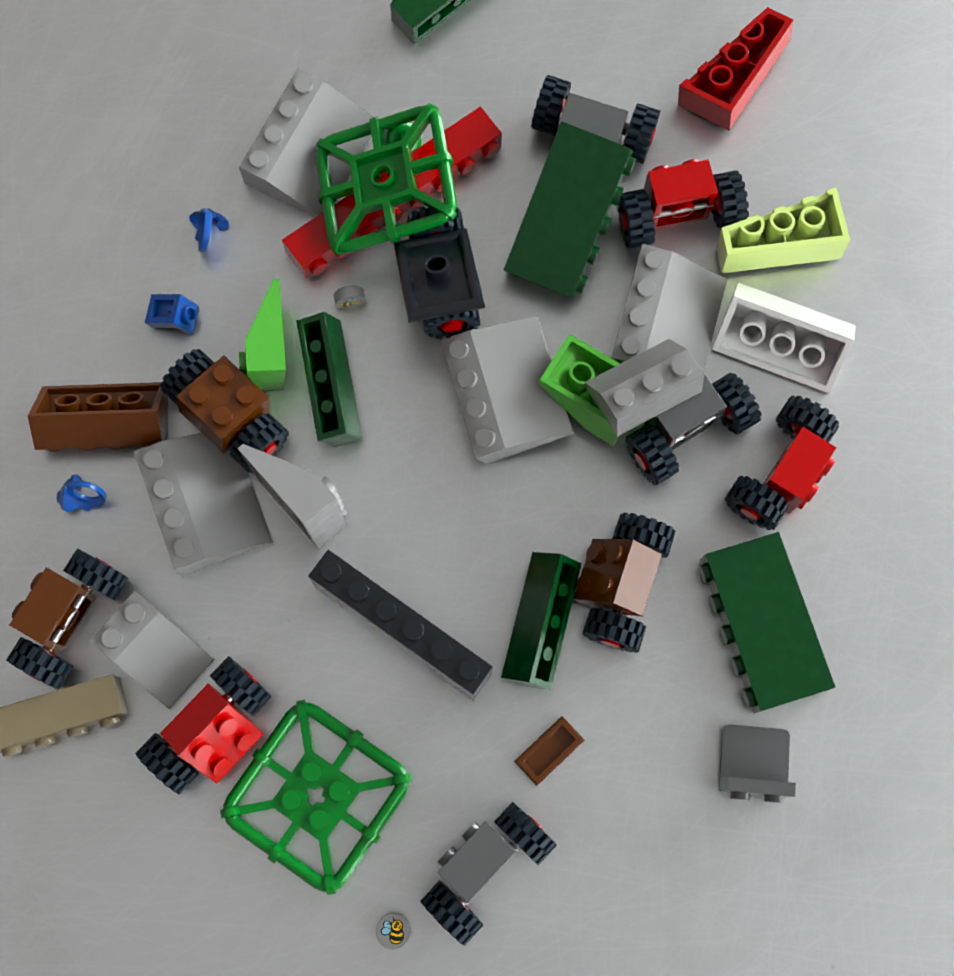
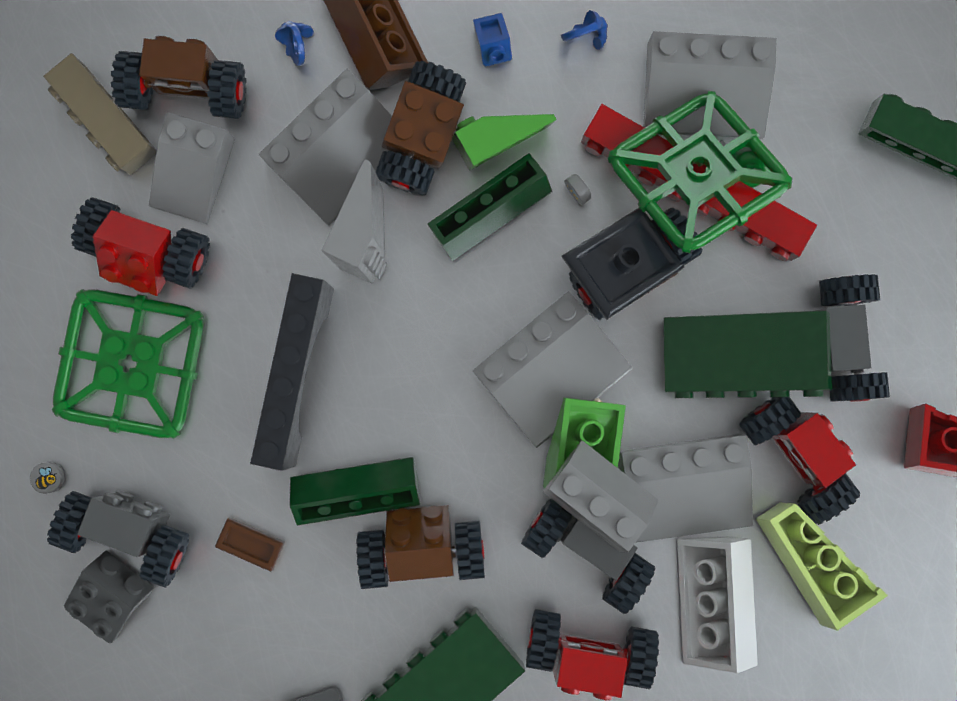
camera: 70 degrees right, 10 degrees up
(541, 918) = (106, 596): none -> dark grey bracket

